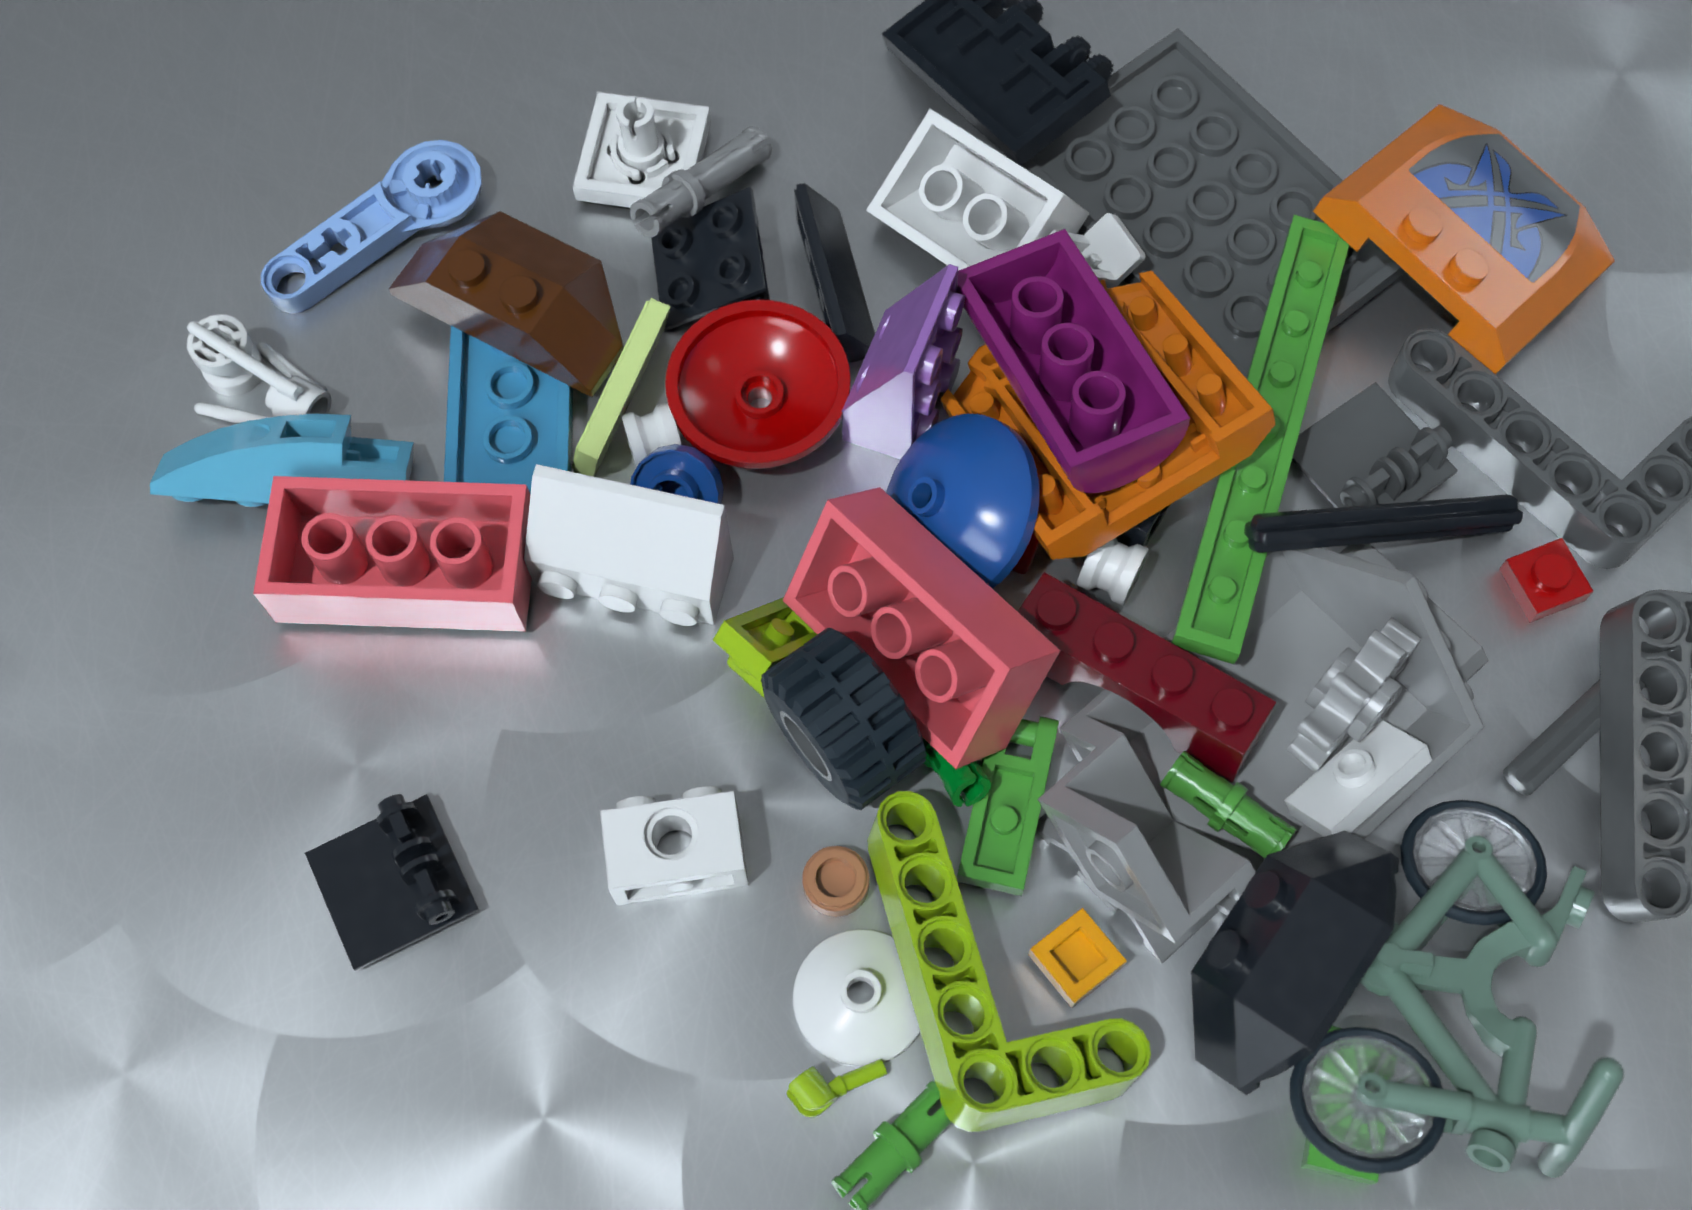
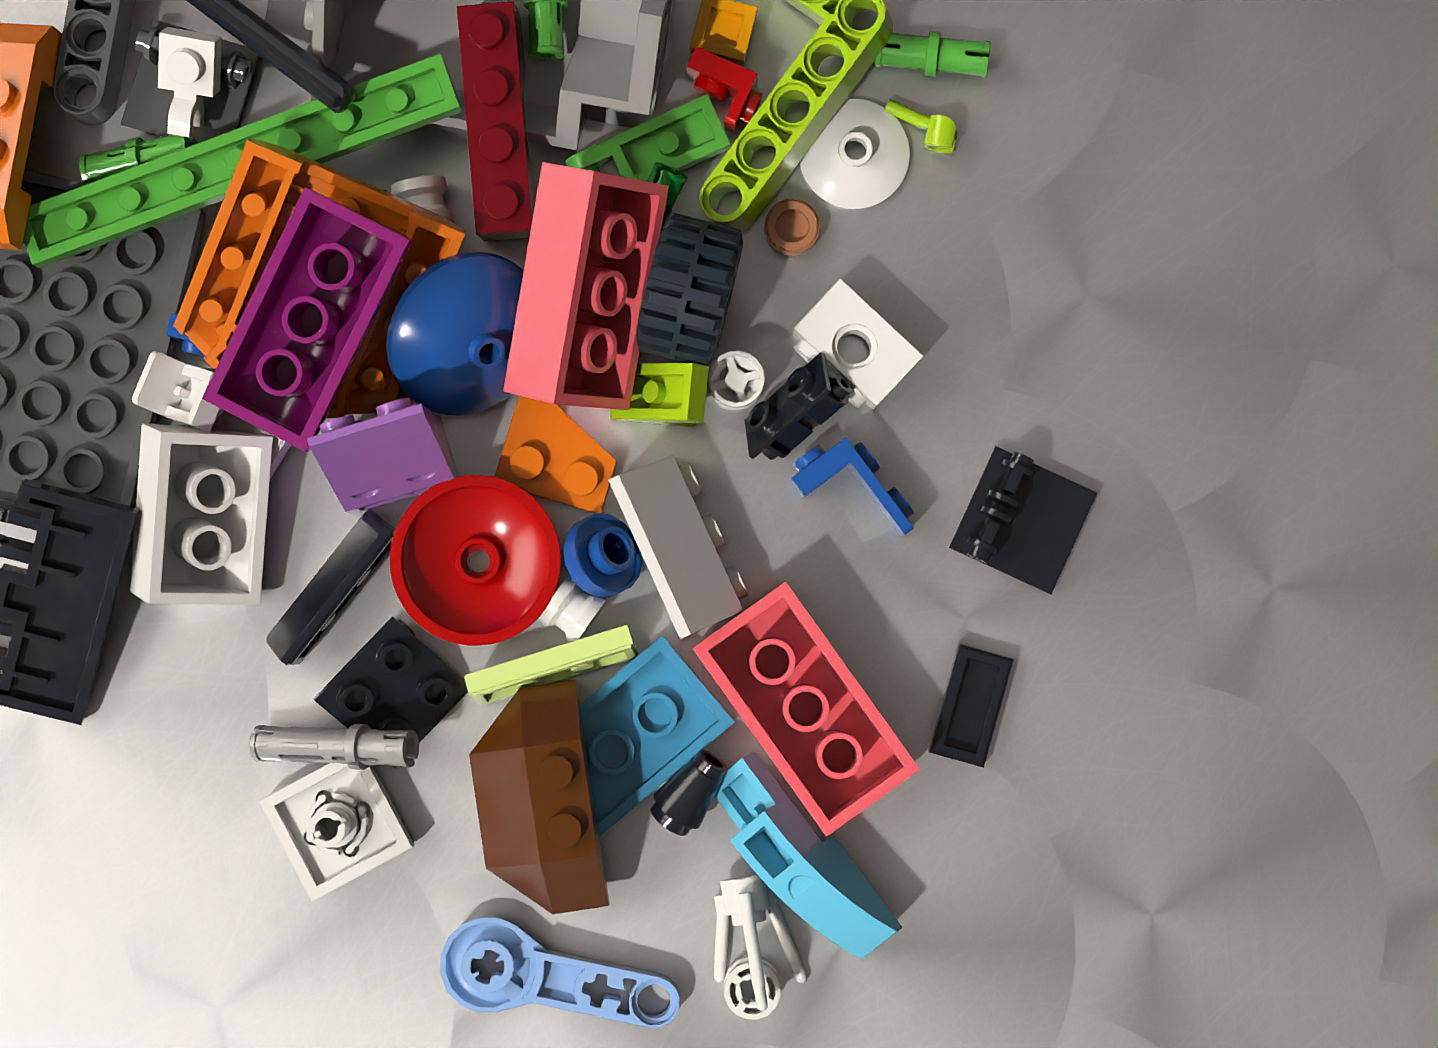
camera: 130 degrees left, 20 degrees up
(279, 709) = (970, 705): none -> black tile
(419, 414) = (688, 794): none -> black cone
(593, 730) = (819, 466): none -> blue bracket
(661, 742) = (778, 422): none -> black hinge
(733, 702) = (735, 372): none -> white wheel
(777, 522) = (555, 457): none -> orange wing
(1029, 917) = (721, 78): none -> red bracket
(1334, 368) = (134, 153): none -> bright green pin
(1380, 450) = (192, 69): none -> white plate

